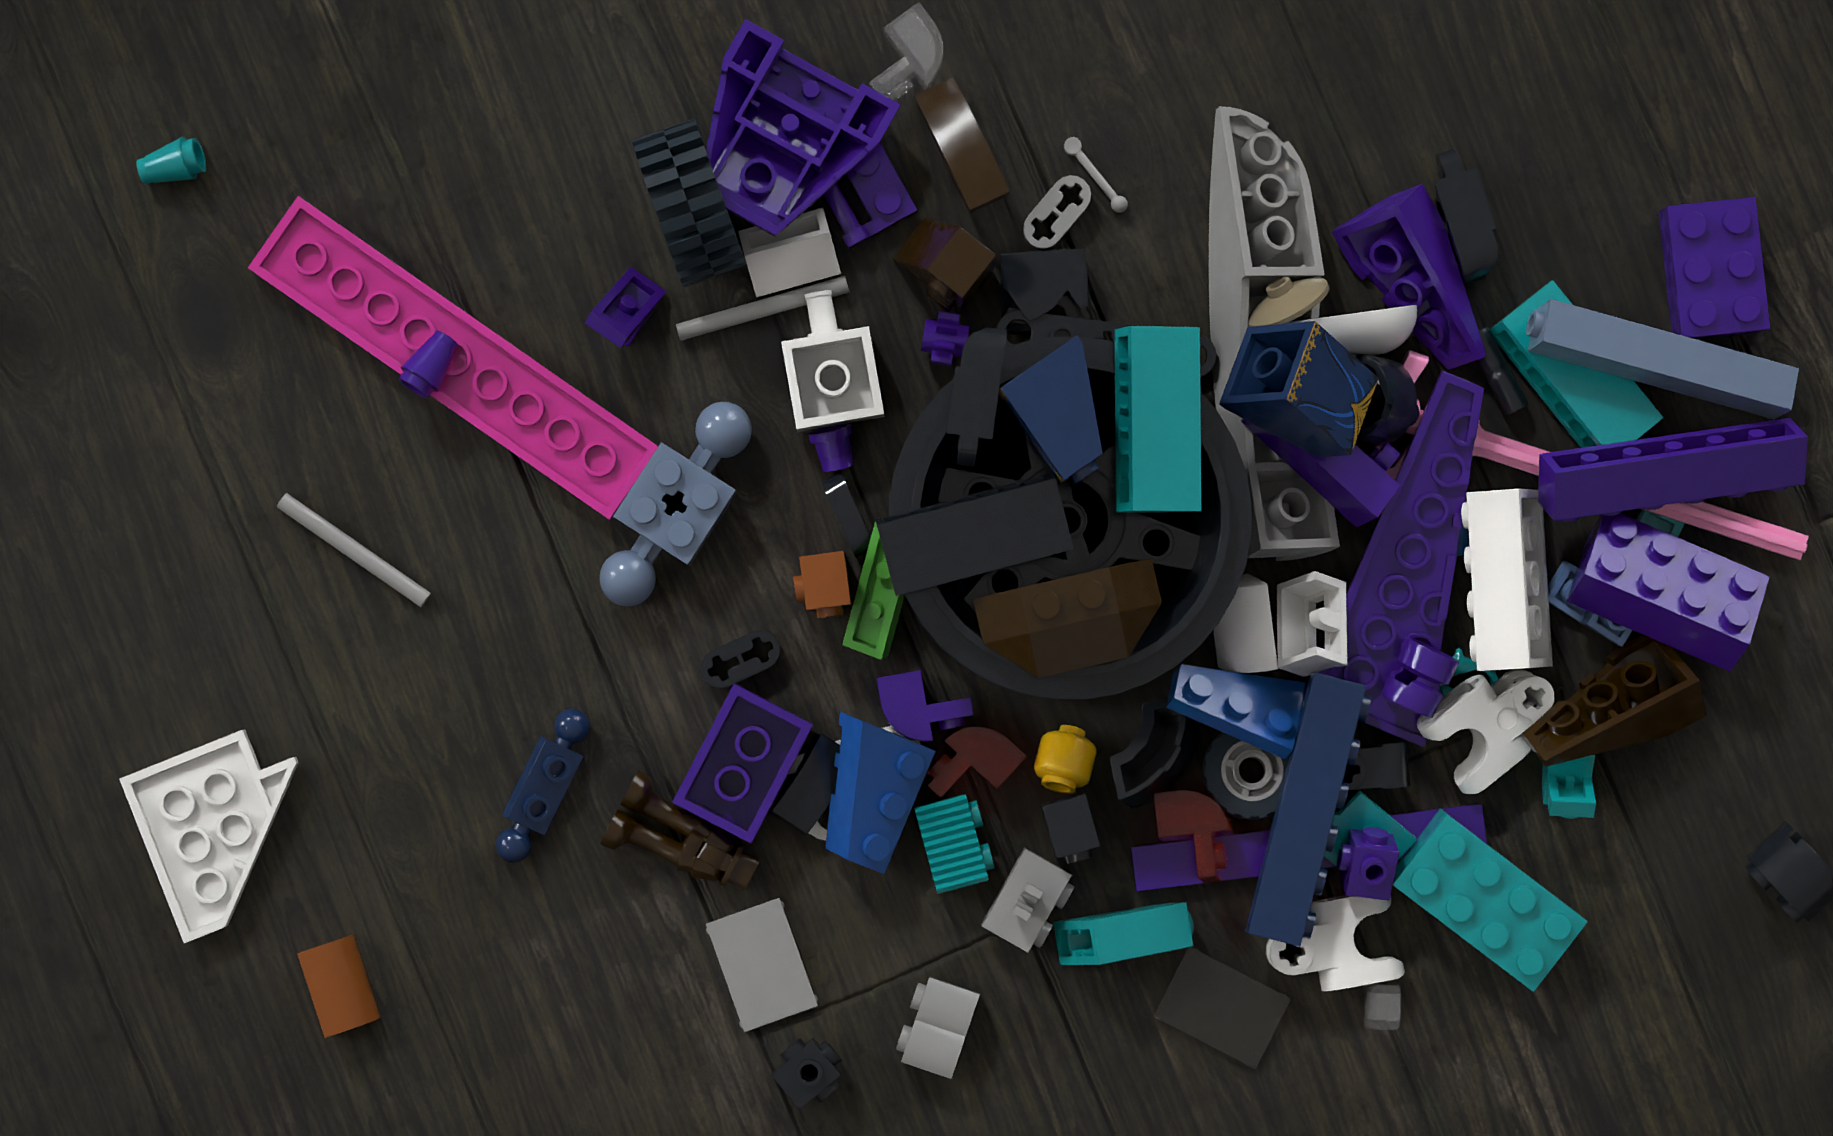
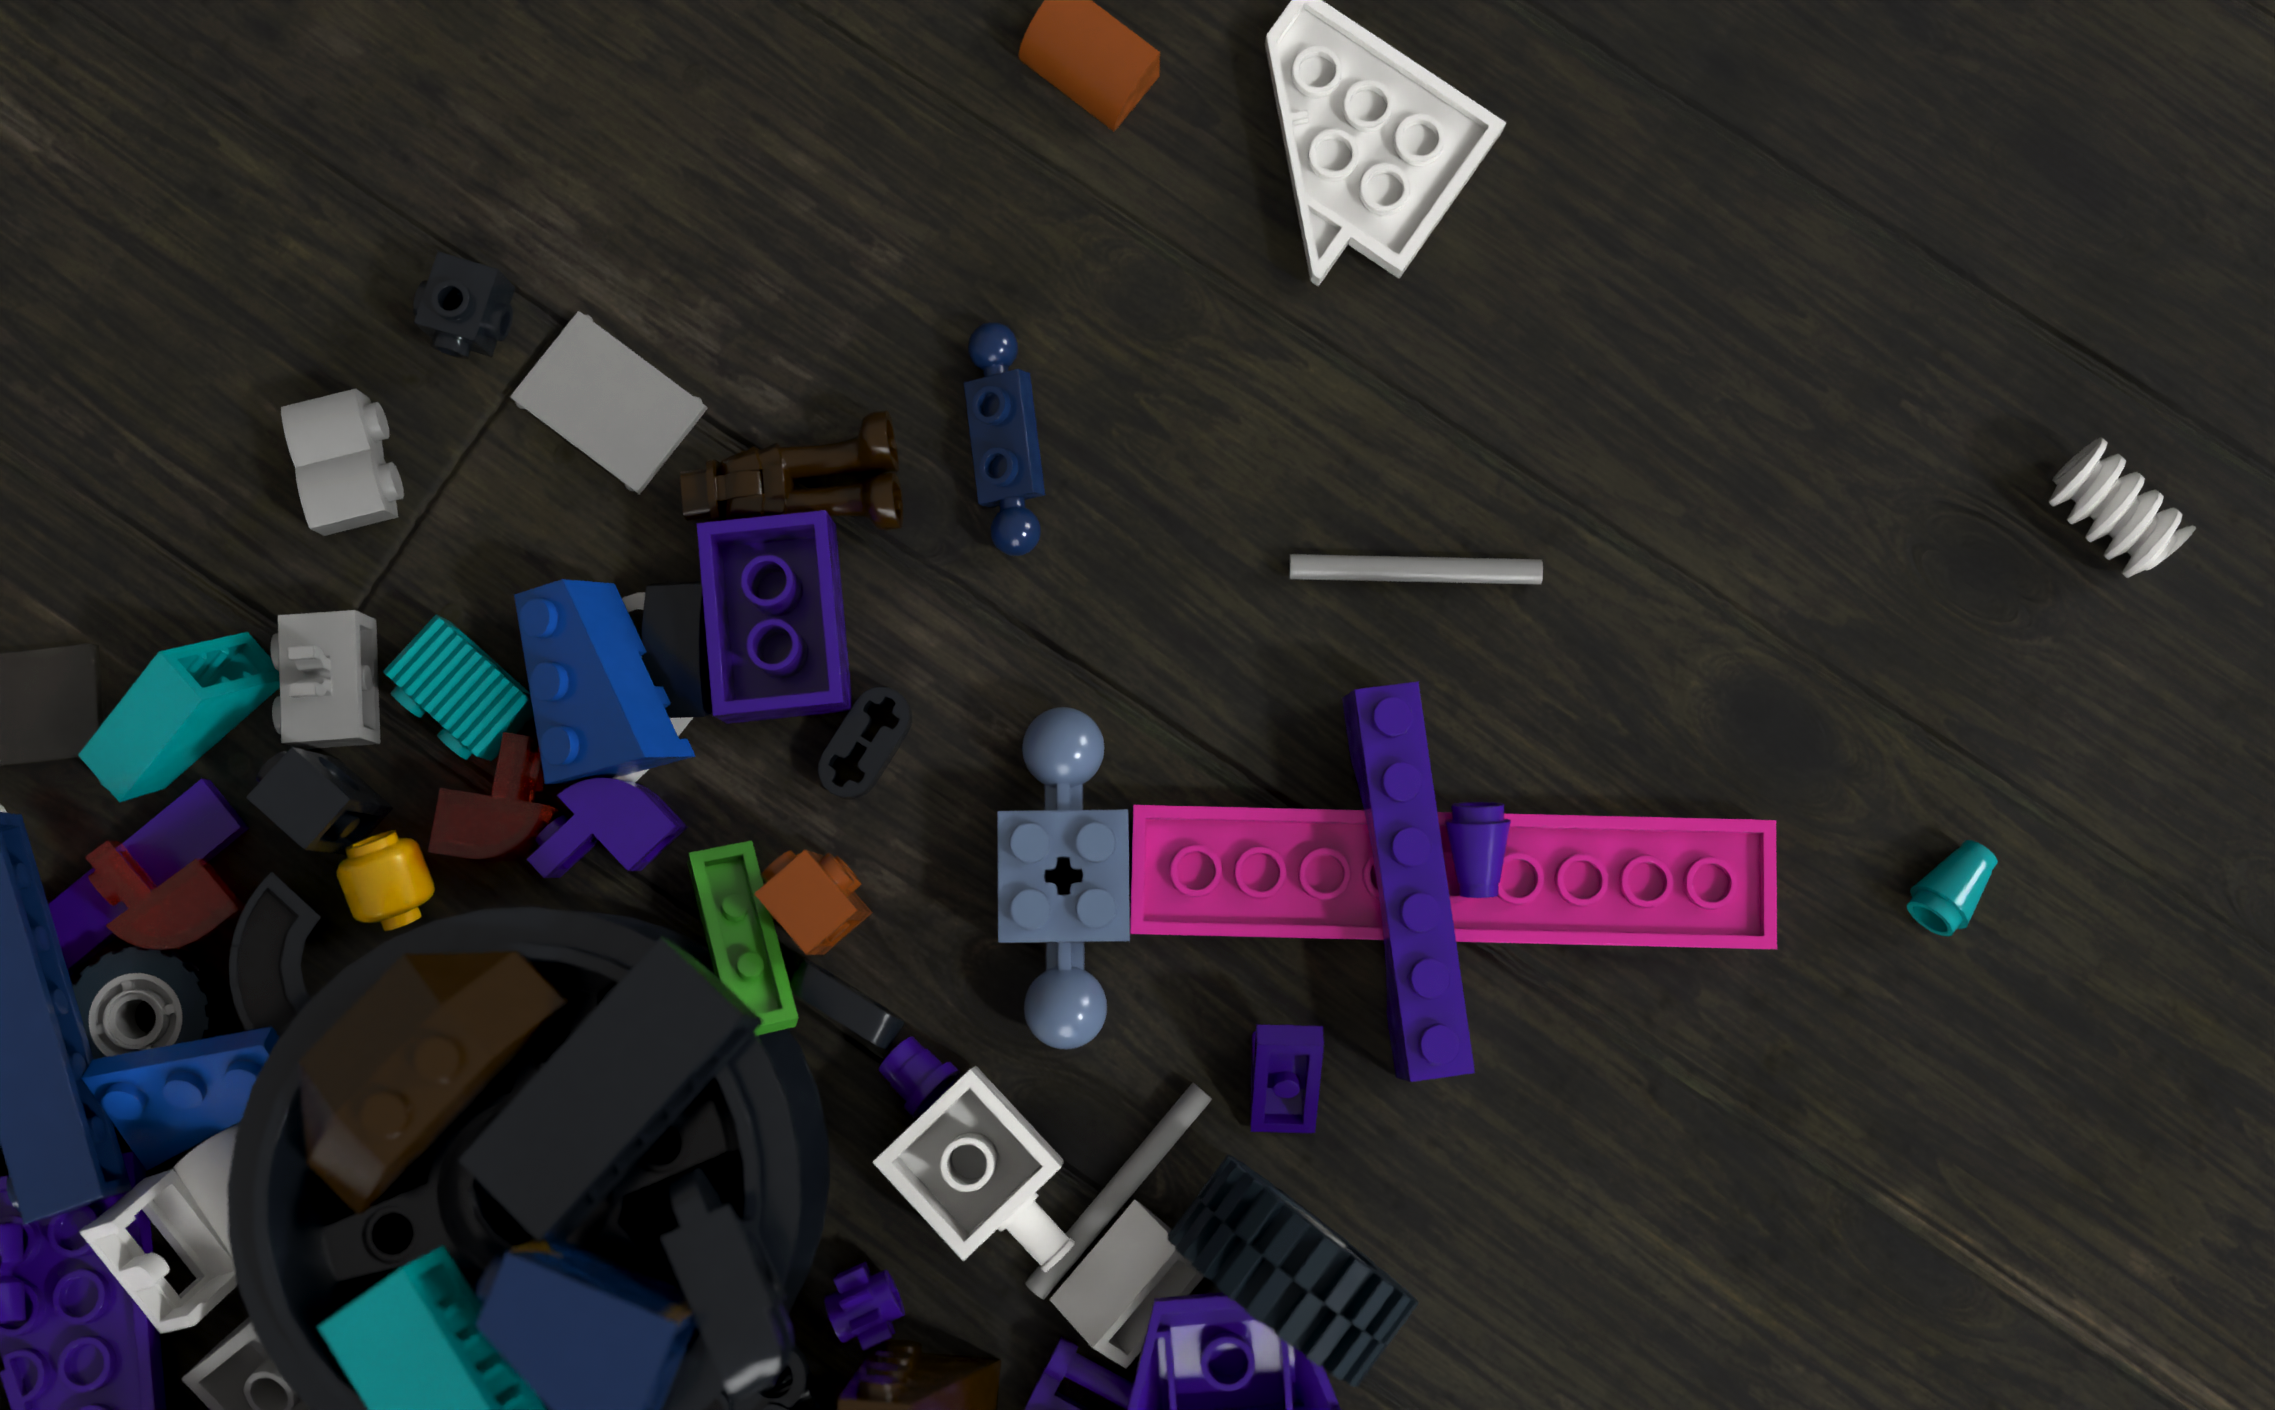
camera: 145 degrees right, 5 degrees down
(488, 352) = (1418, 928): none -> dark purple arch

